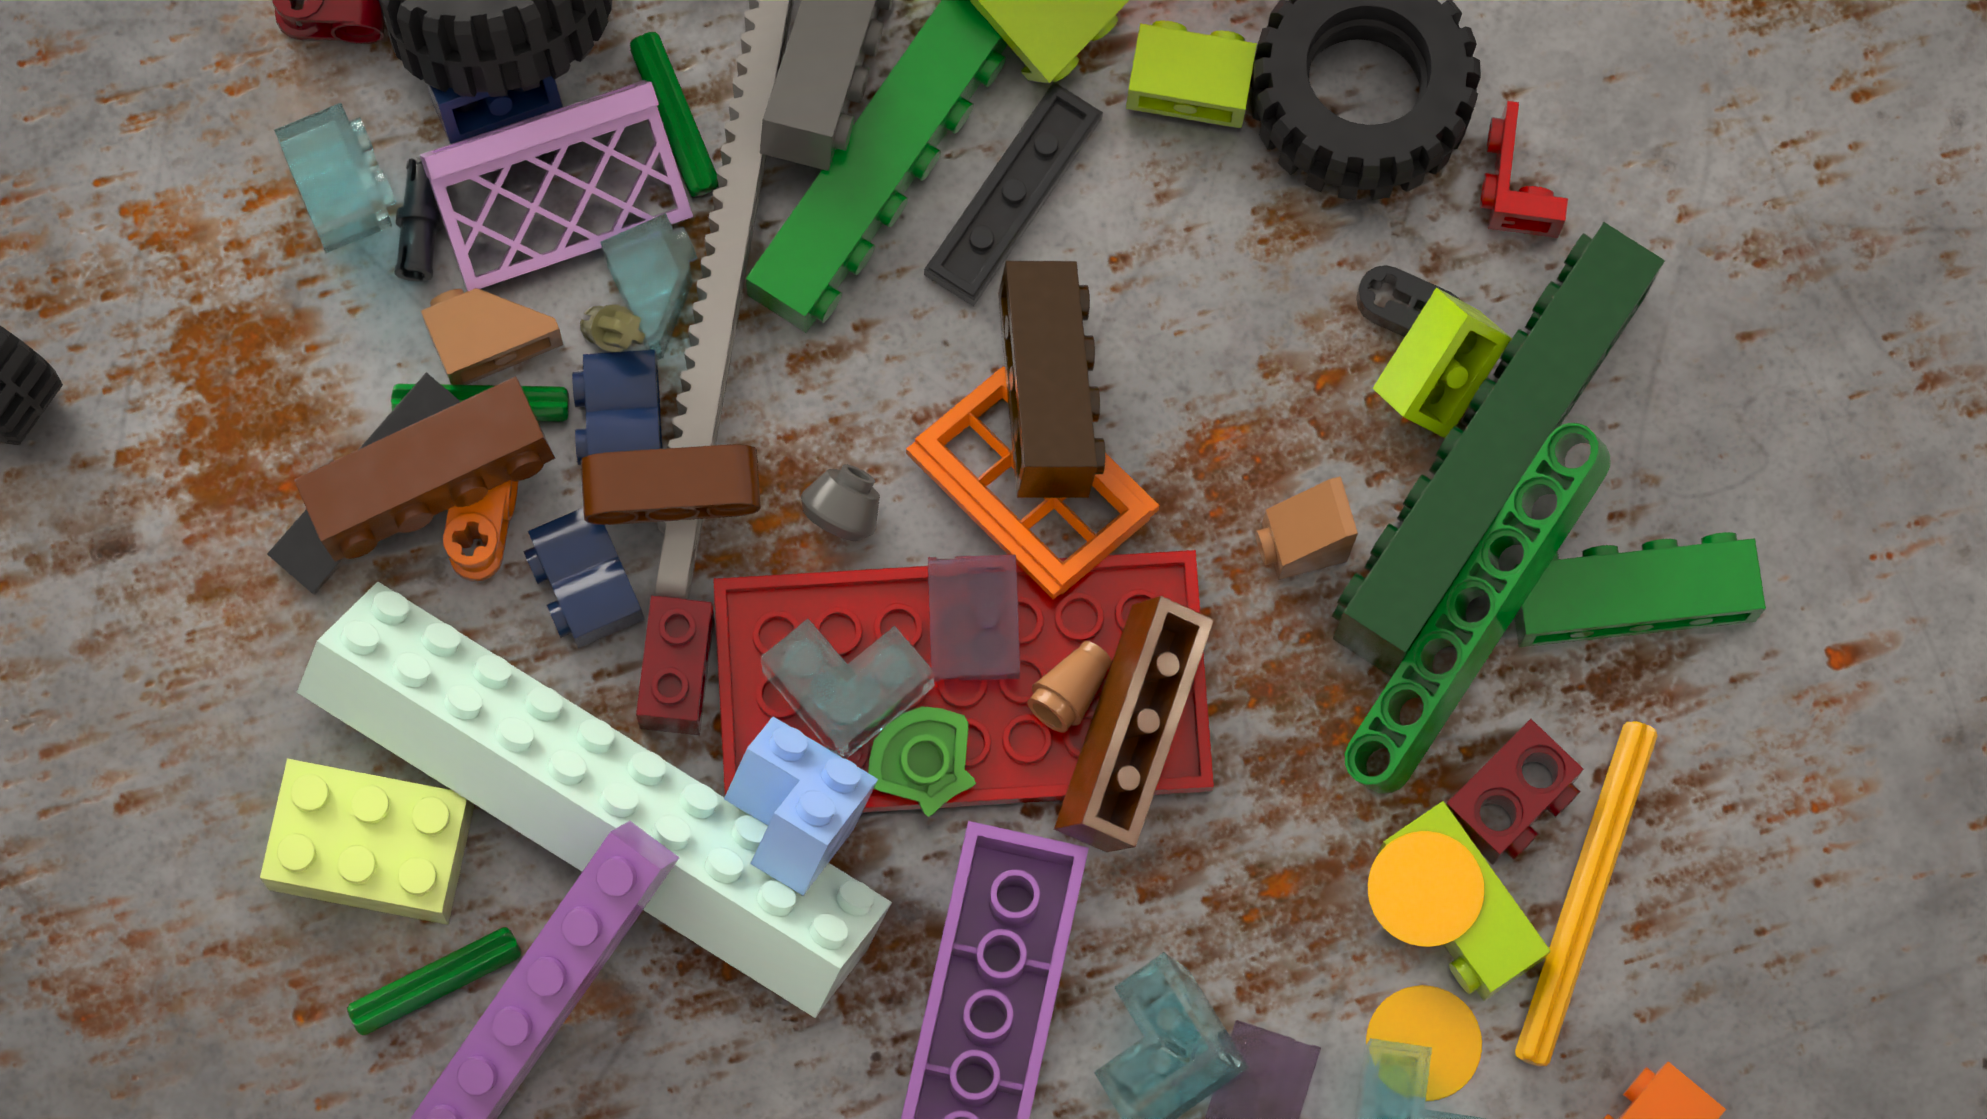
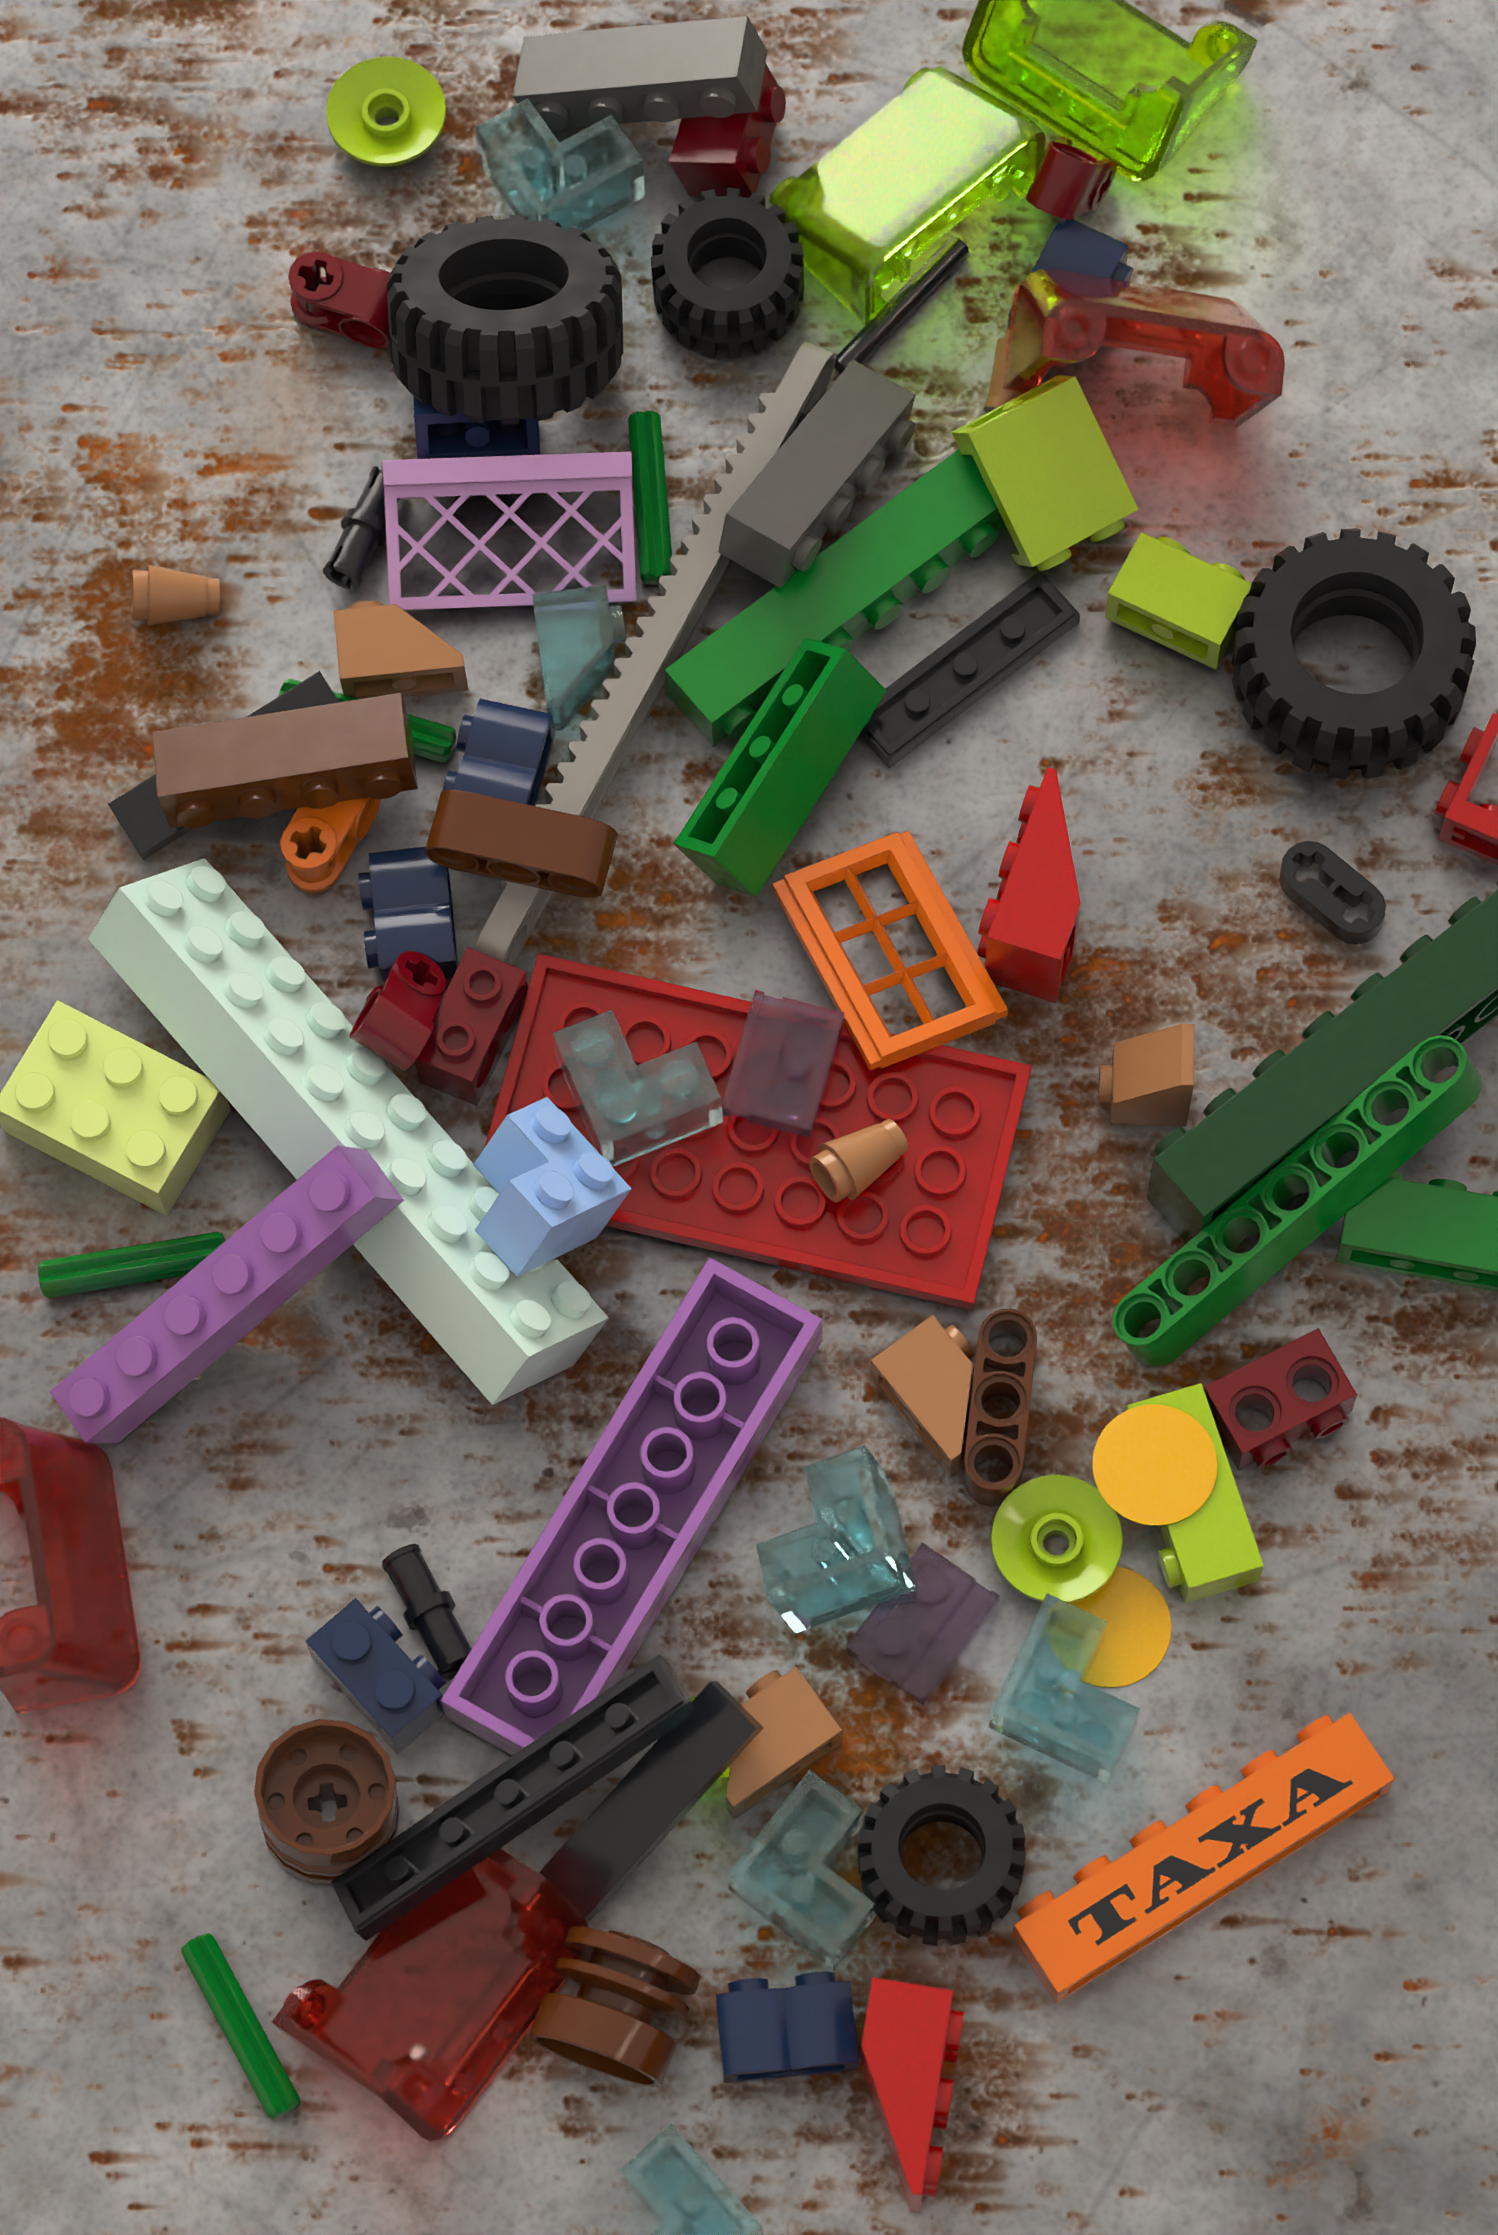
camera: 25 degrees right, 5 degrees down
(260, 336) = (172, 595): none -> medium nougat cone
(333, 174) = (292, 456): clear light blue brick -> none
(610, 674) = (401, 1012): none -> dark red piece
(612, 327) = (516, 680): olive axle -> none
(843, 503) = (691, 916): dark grey cone -> none
(881, 339) = (780, 766): none -> green brick
(922, 757) = (686, 1185): bright green animal -> none
(1049, 379) = (934, 852): dark brown brick -> none
(1134, 724) = (907, 1212): reddish brown brick -> none
(1162, 416) = (1035, 919): none -> red slope
(1200, 876) = (930, 1386): none -> medium nougat slope
(1274, 846) = (999, 1377): none -> reddish brown beam
(1362, 950) = (1061, 1508): none -> lime dish
(1441, 363) = (1339, 948): lime brick -> none
(1586, 894) = (1323, 1525): yellow axle -> none

